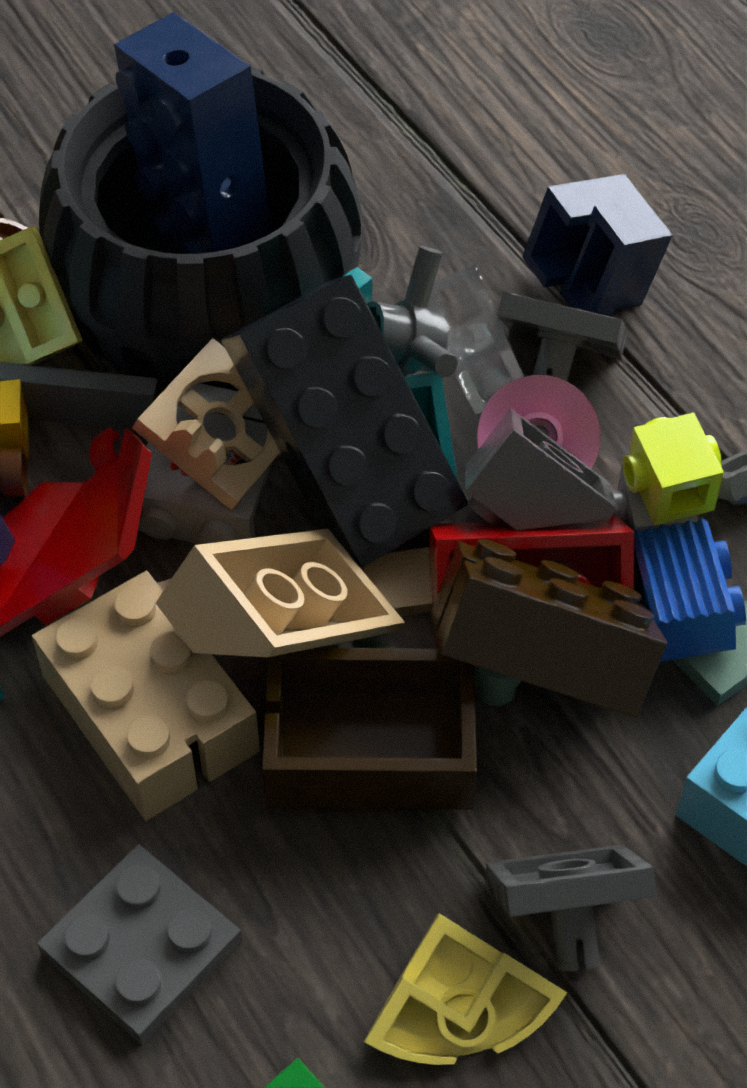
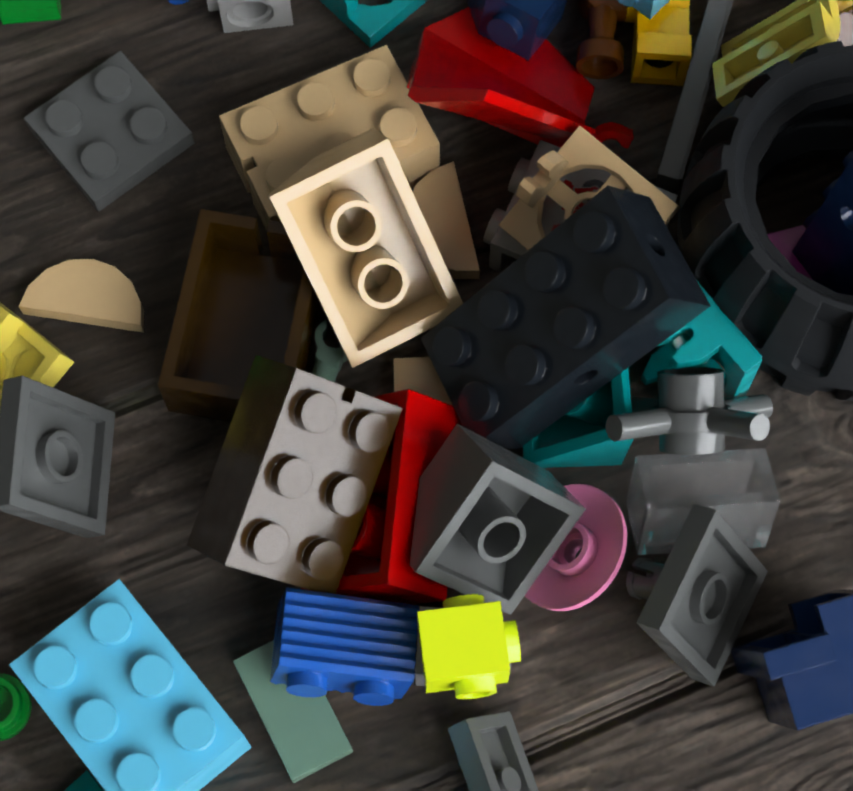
camera: 100 degrees right, 15 degrees up
(351, 921) = (85, 294): none -> tan tile

